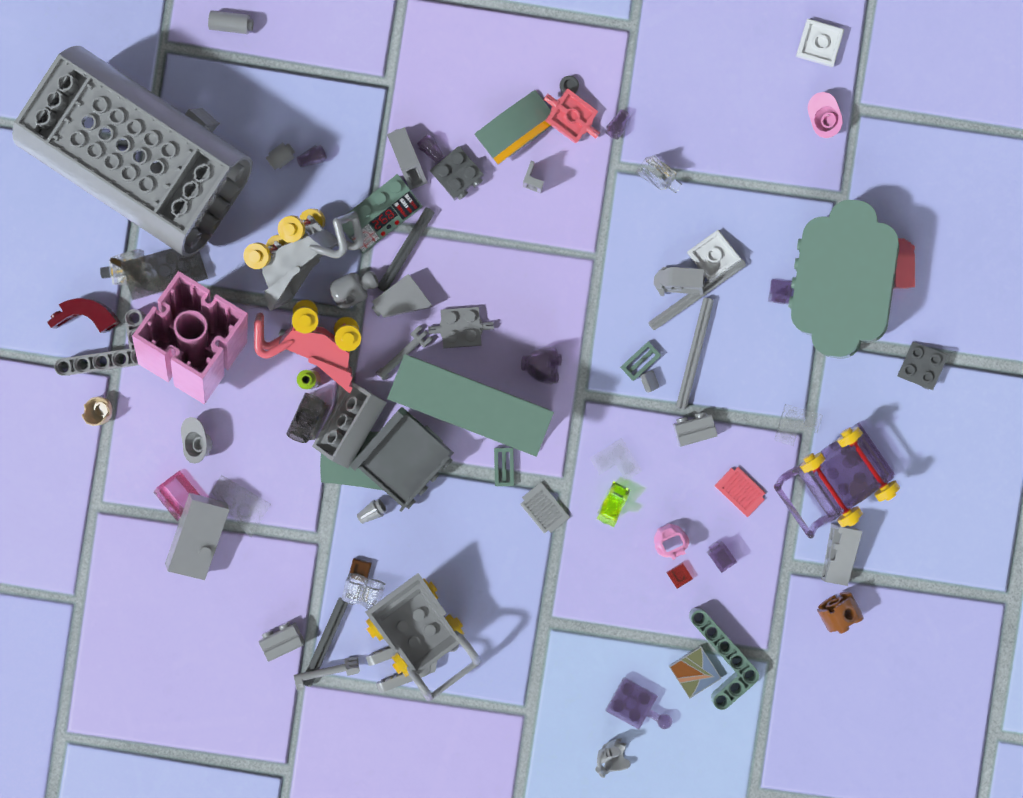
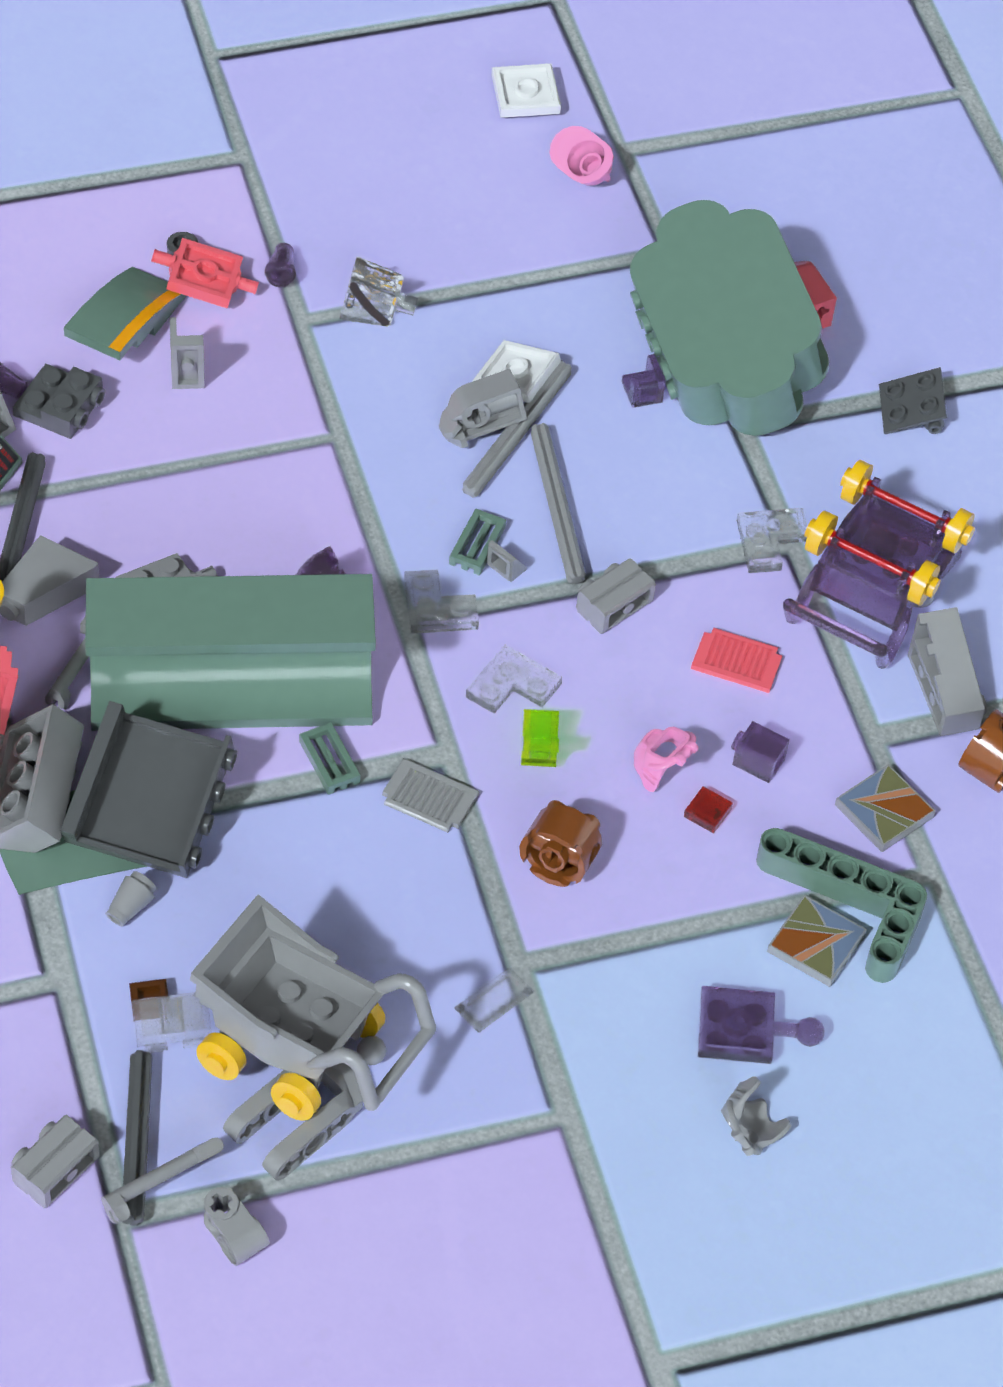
camera: 30 degrees left, 35 degrees down
(349, 712) = (235, 1231): none -> light grey piece
(523, 637) = (494, 999): none -> clear tile
(592, 574) = (561, 844): none -> dark orange brick
(596, 397) = (433, 612): none -> clear plate
(768, 612) = (884, 808): none -> tile

